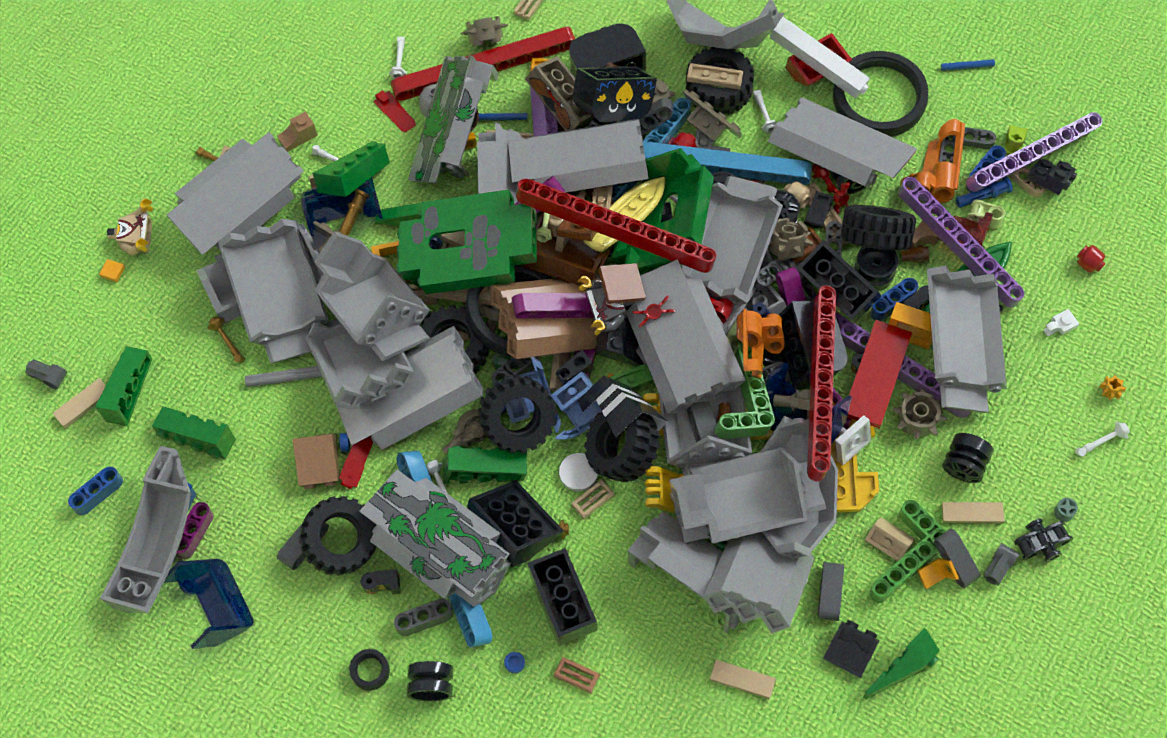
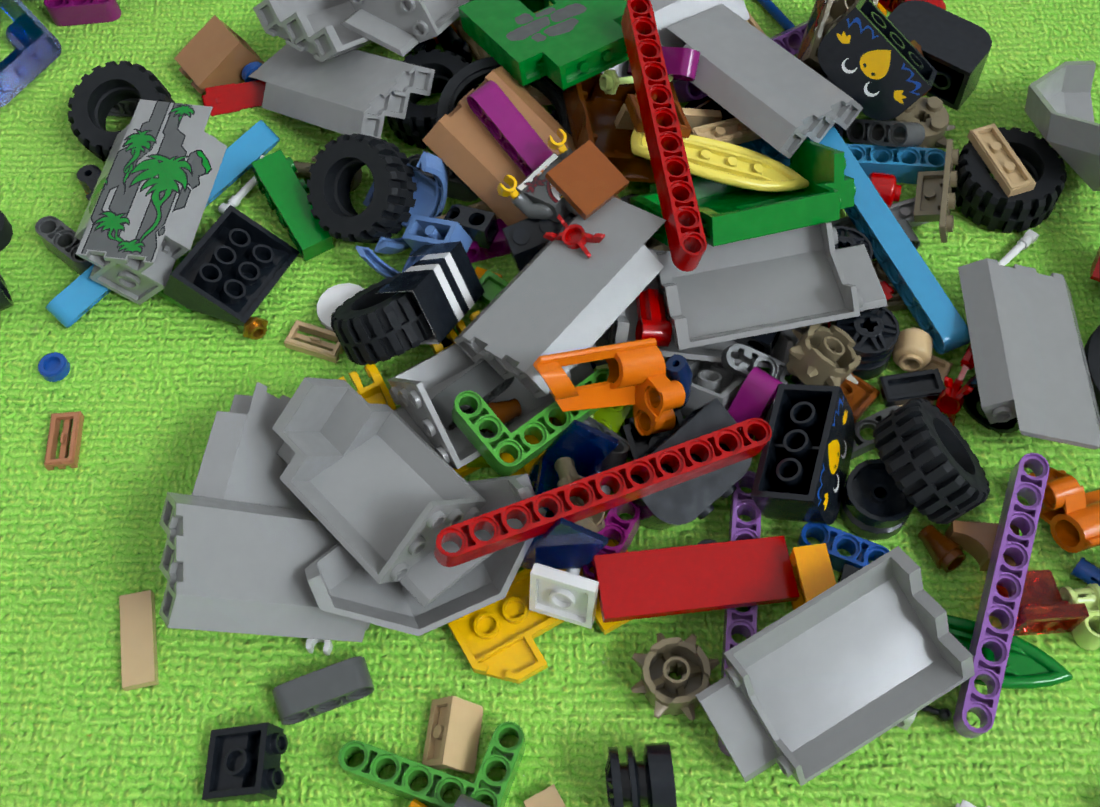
camera: 60 degrees right, 5 degrees down
(562, 597) = (140, 361): black brick -> none

